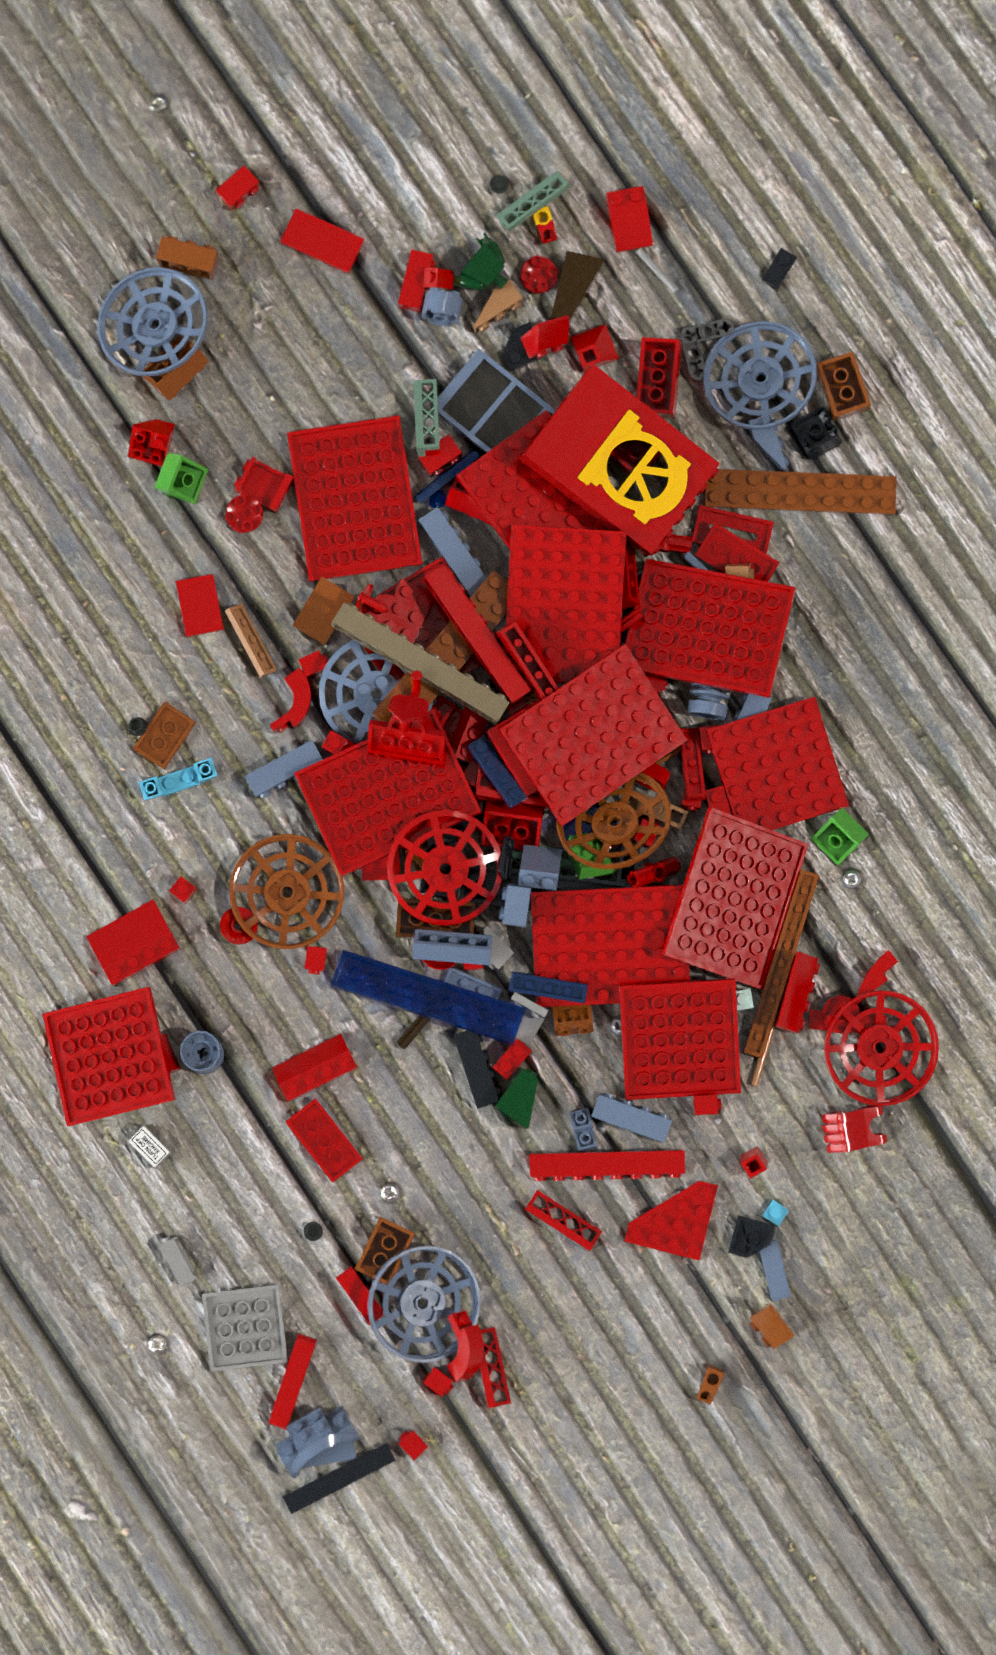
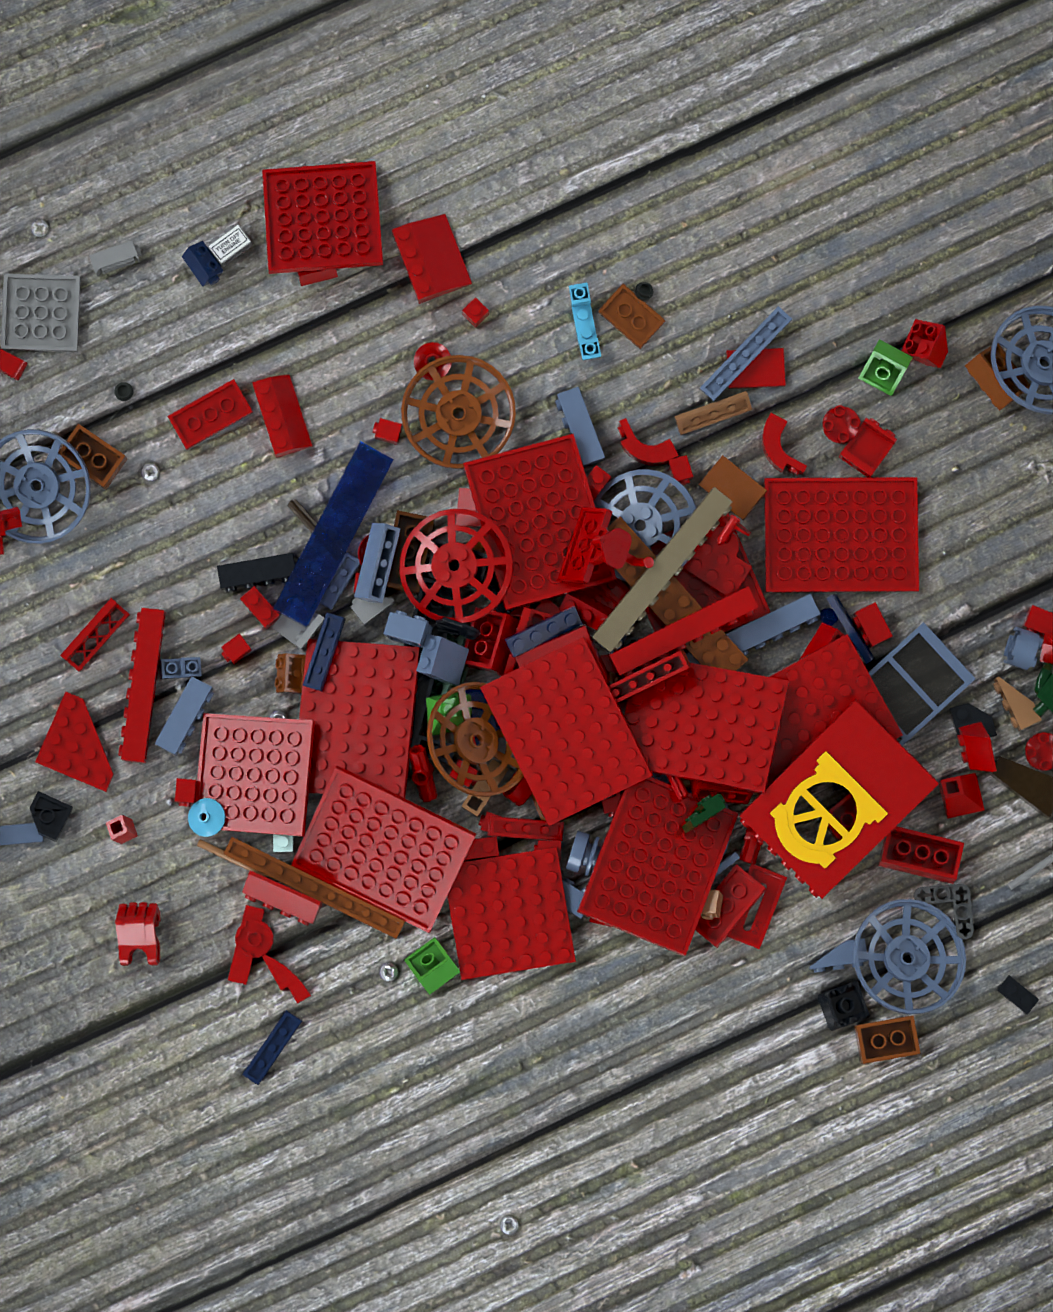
camera: 95 degrees right, 0 degrees up
(172, 1170) = (203, 264): none -> dark blue brick
(187, 616) = (745, 353): none -> sand blue plate
(196, 1043) = (306, 299): sand blue wheel -> none
(273, 579) = (772, 447): none -> red arch
(358, 1293) = (56, 424): red slope -> none
(420, 418) = (914, 611): sand green fence -> none
(520, 1098) = (219, 609): dark green slope -> none
(557, 1077) = (235, 649): none -> red brick
(651, 587) = (706, 809): none -> dark green plate
(728, 1070) = (214, 820): none -> medium azure dish
(775, 1213) = (69, 844): medium azure plate -> none
(802, 492) = (786, 982): dark orange plate -> none
(889, 1056) = (203, 977): red dish -> none
(944, 981) = (272, 1047): none -> dark blue tile

